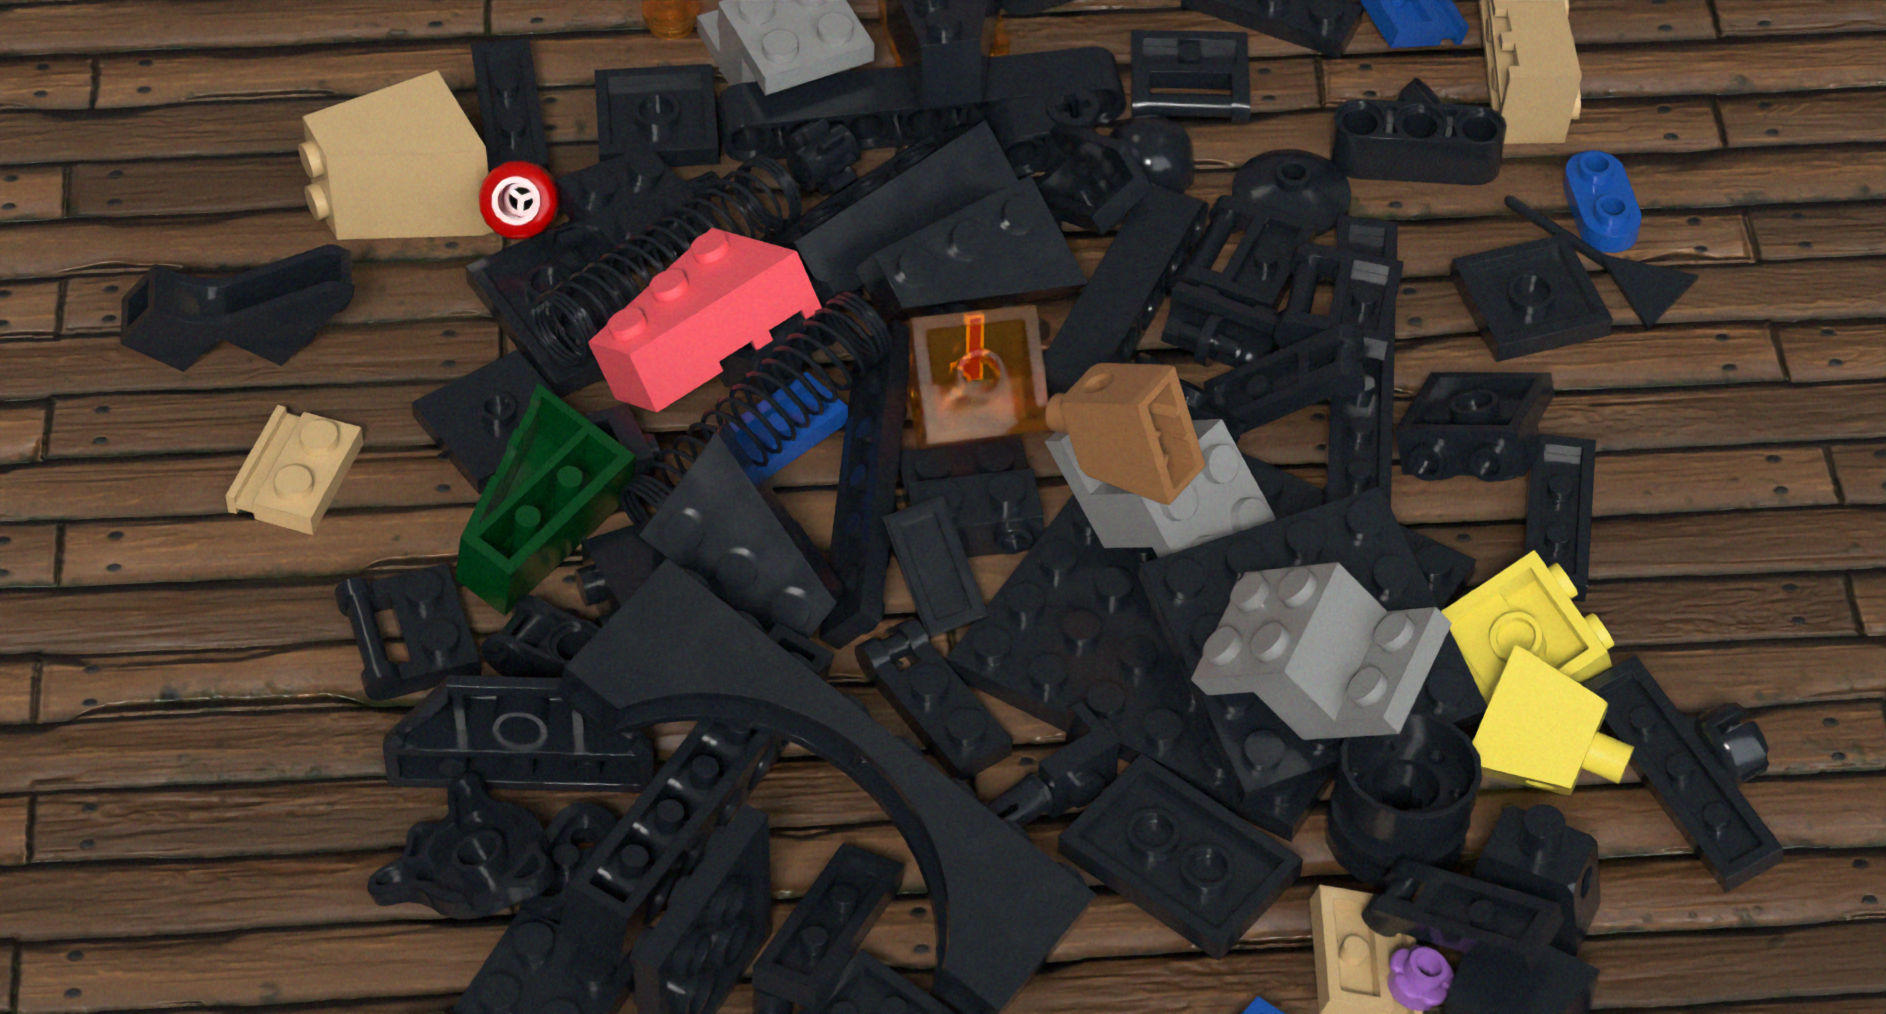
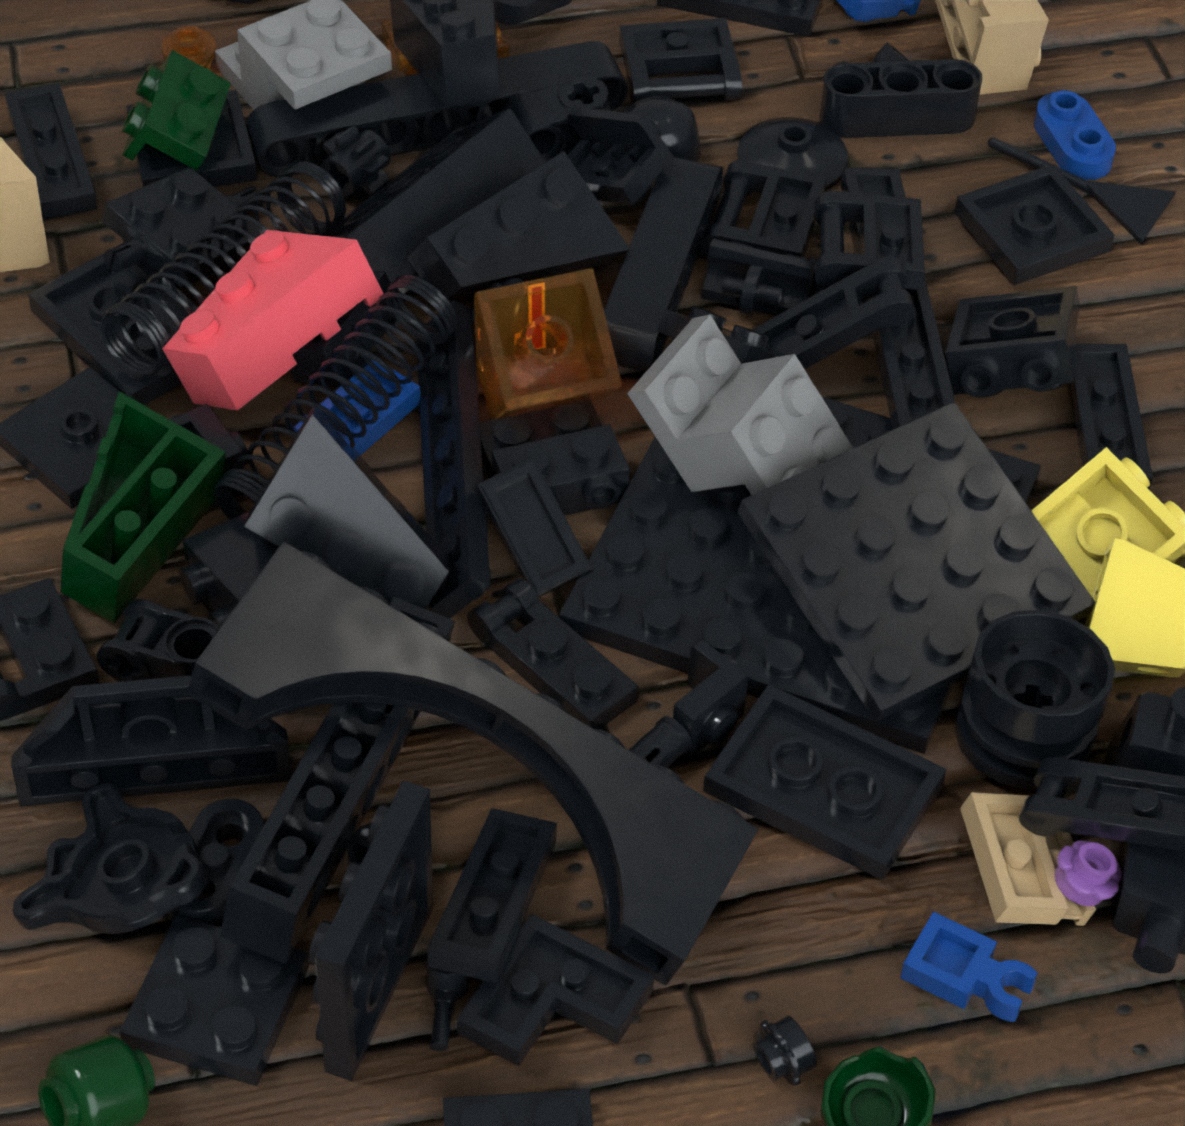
camera: 10 degrees left, 0 degrees up
(497, 206) = (52, 216): red head -> none
(645, 83) = (176, 110): none -> dark green bracket
(1130, 429) = (715, 368): medium nougat torso -> none
(1321, 652) = (941, 563): light grey bracket -> none

